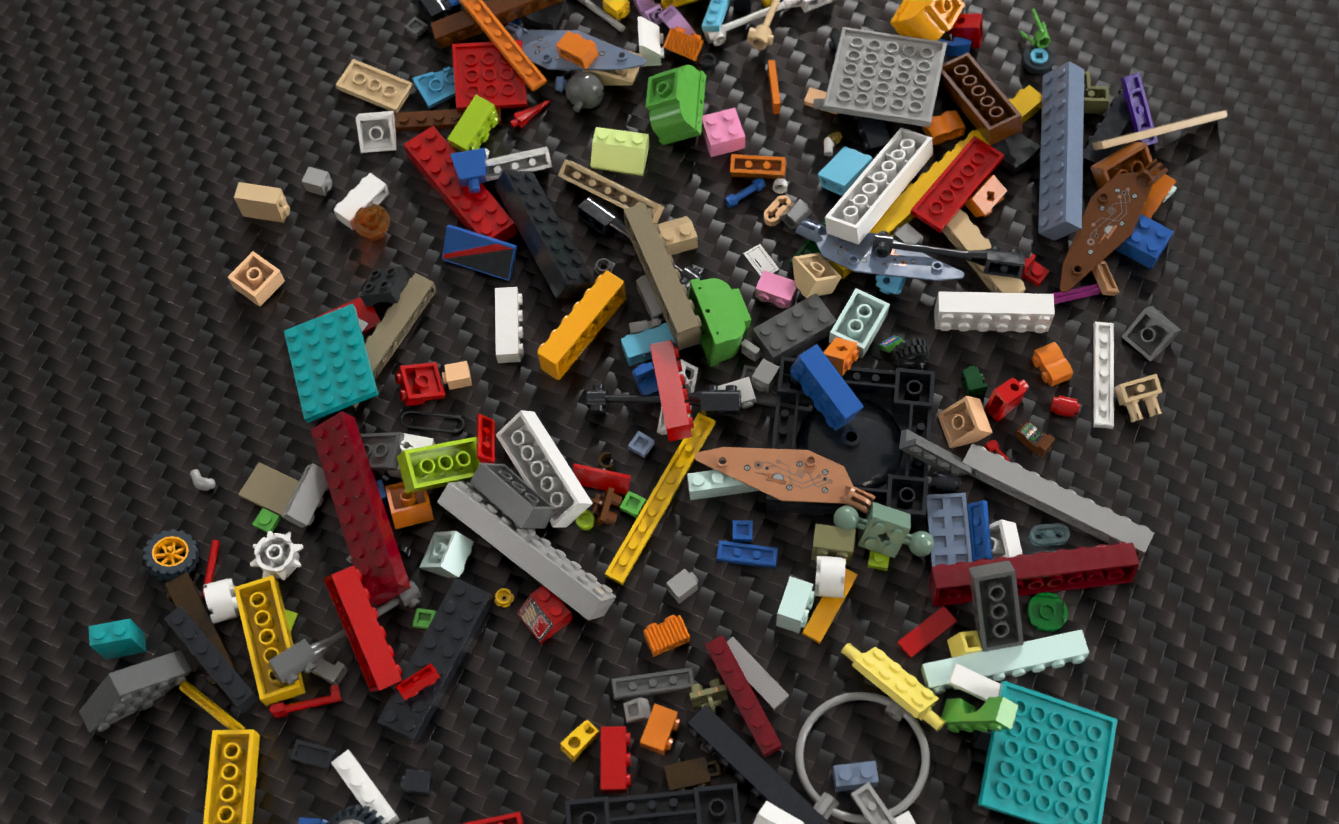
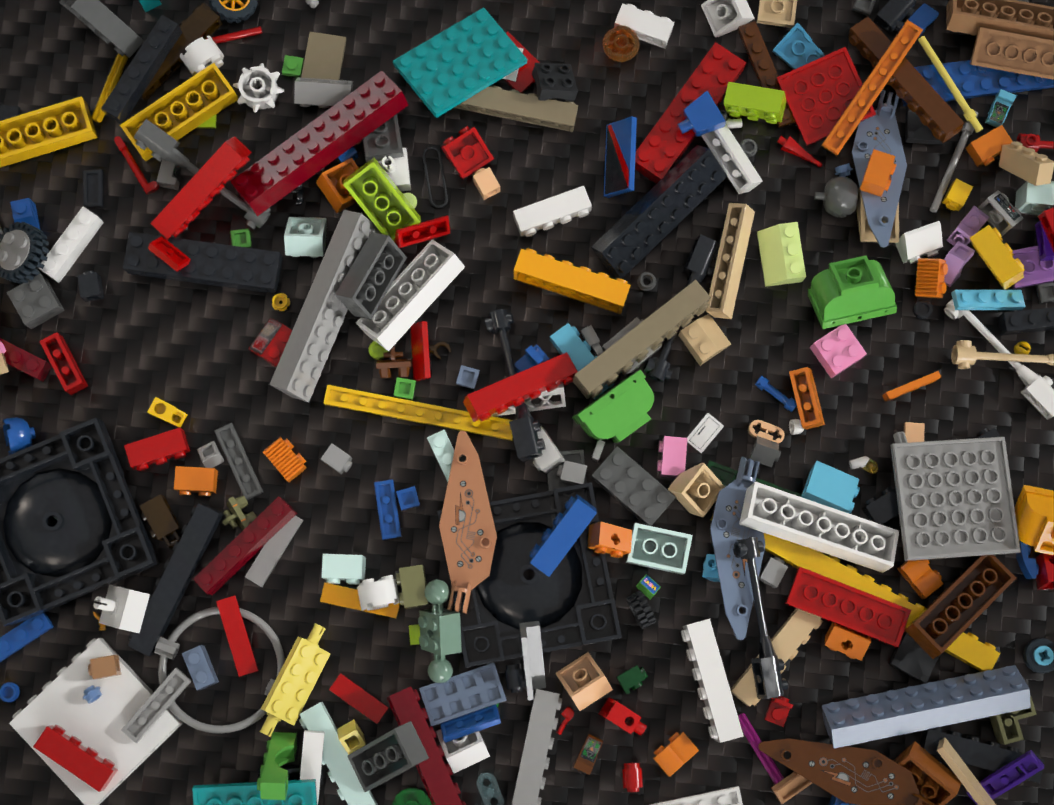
camera: 65 degrees right, 15 degrees up
(509, 148) = (749, 147): none -> dark grey plate
(832, 731) = (237, 635): none -> red tile

